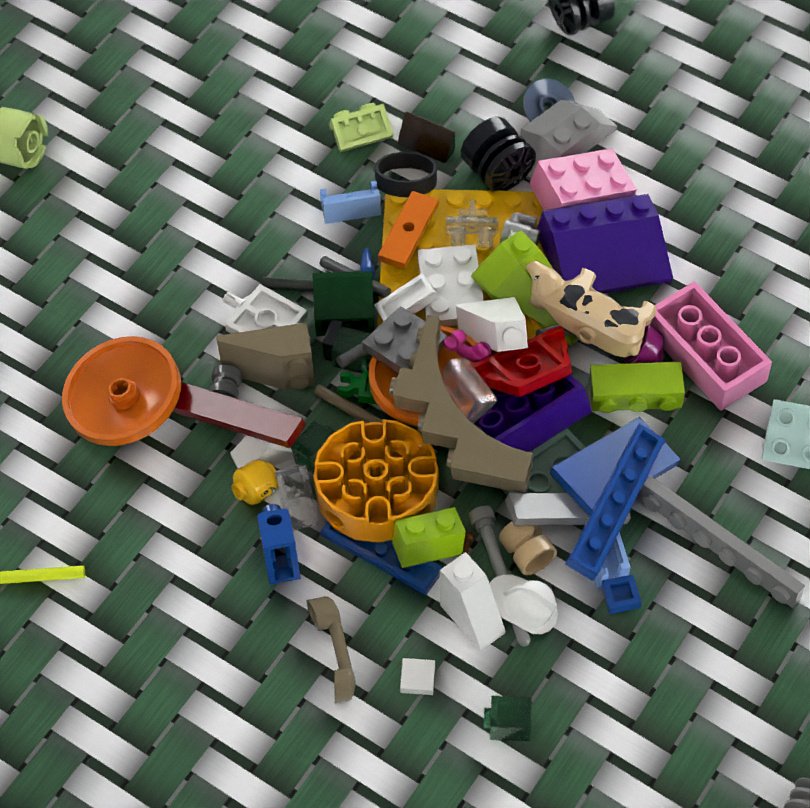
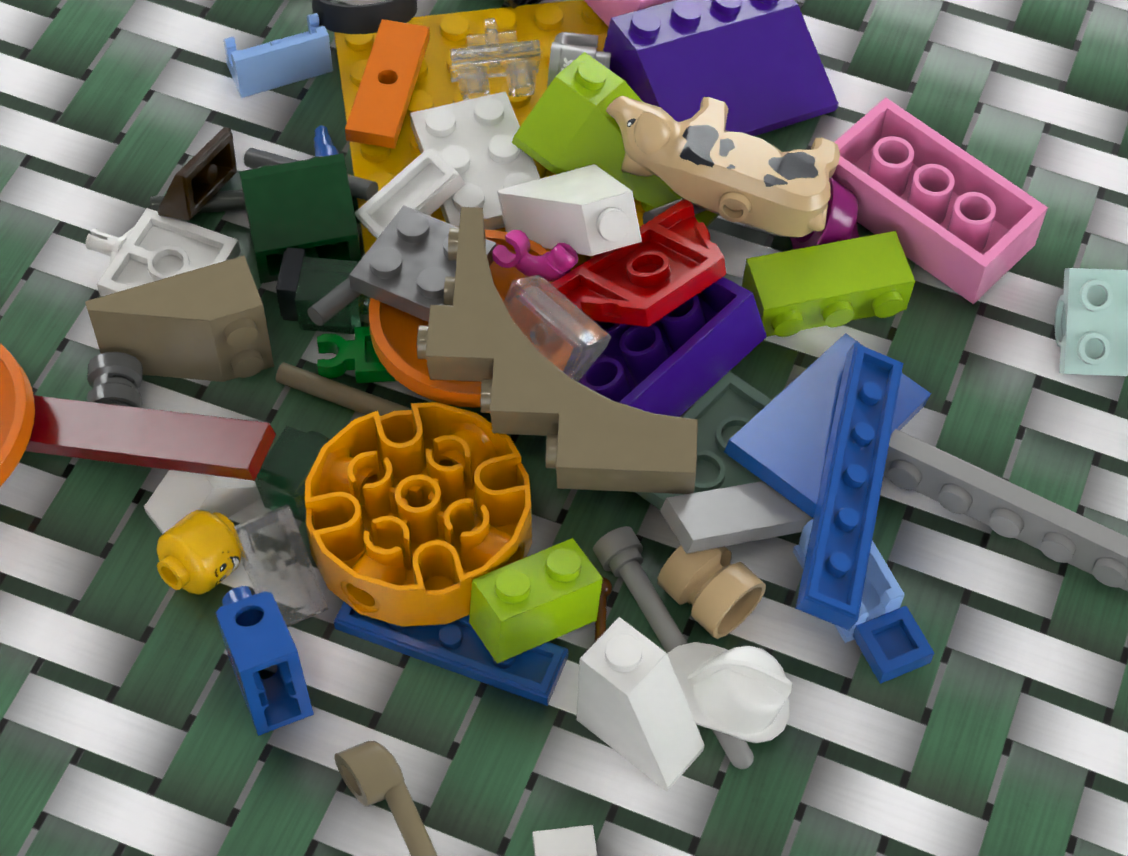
camera: 15 degrees left, 0 degrees up
(293, 271) = (200, 178): none -> dark brown slope

